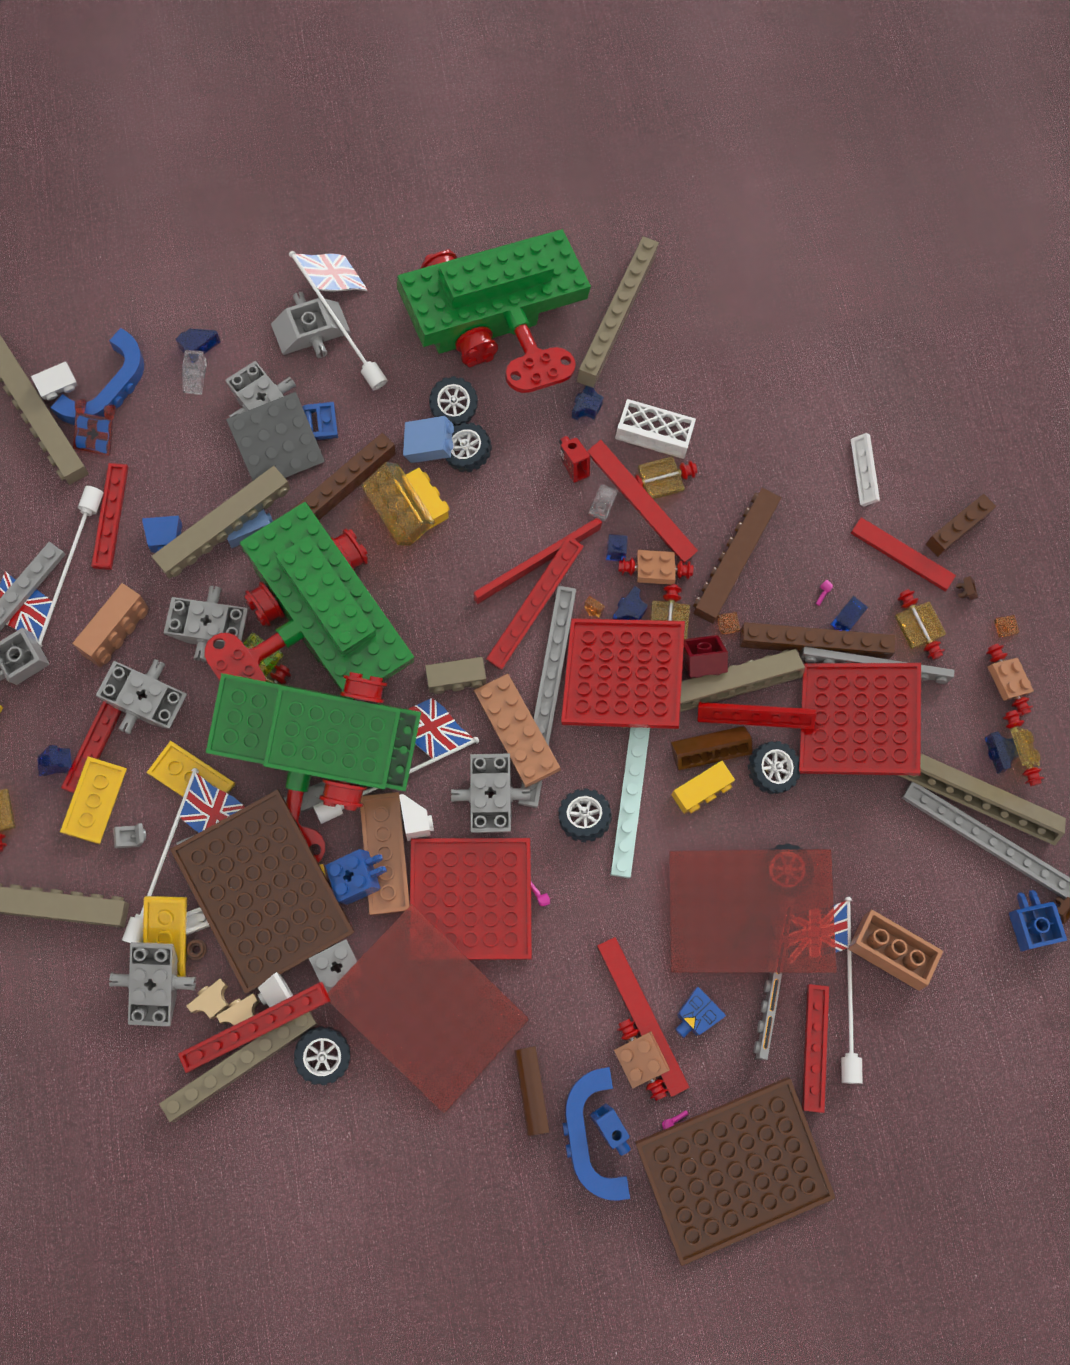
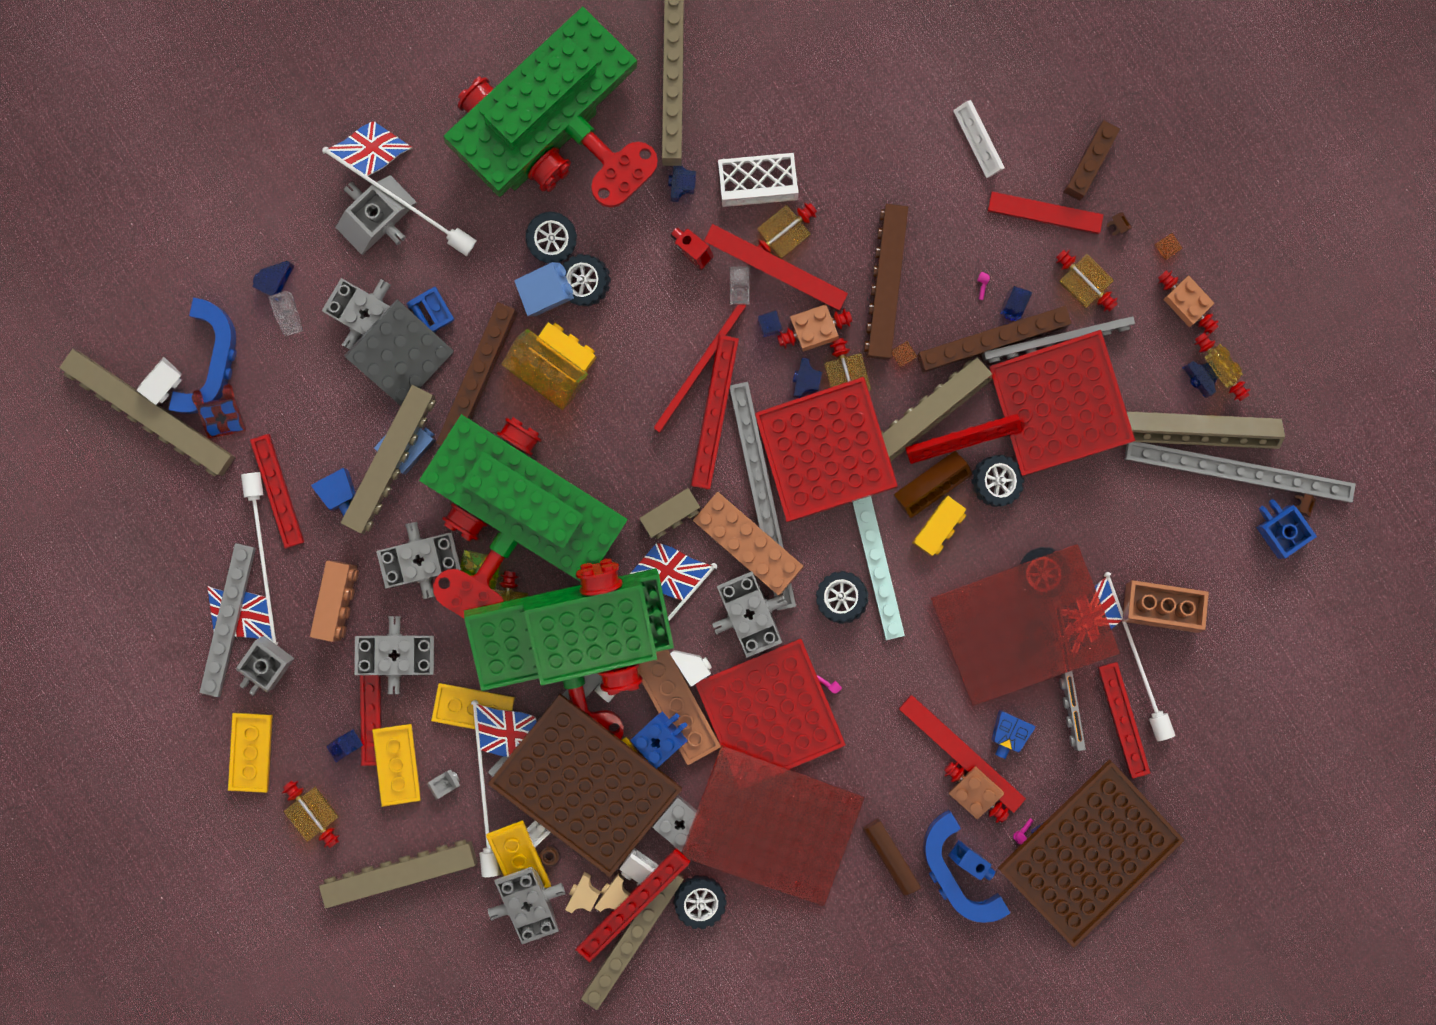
camera: 15 degrees left, 15 degrees up
(593, 607) = (771, 393): clear orange plate -> none
(705, 656) = (894, 401): dark red brick -> none

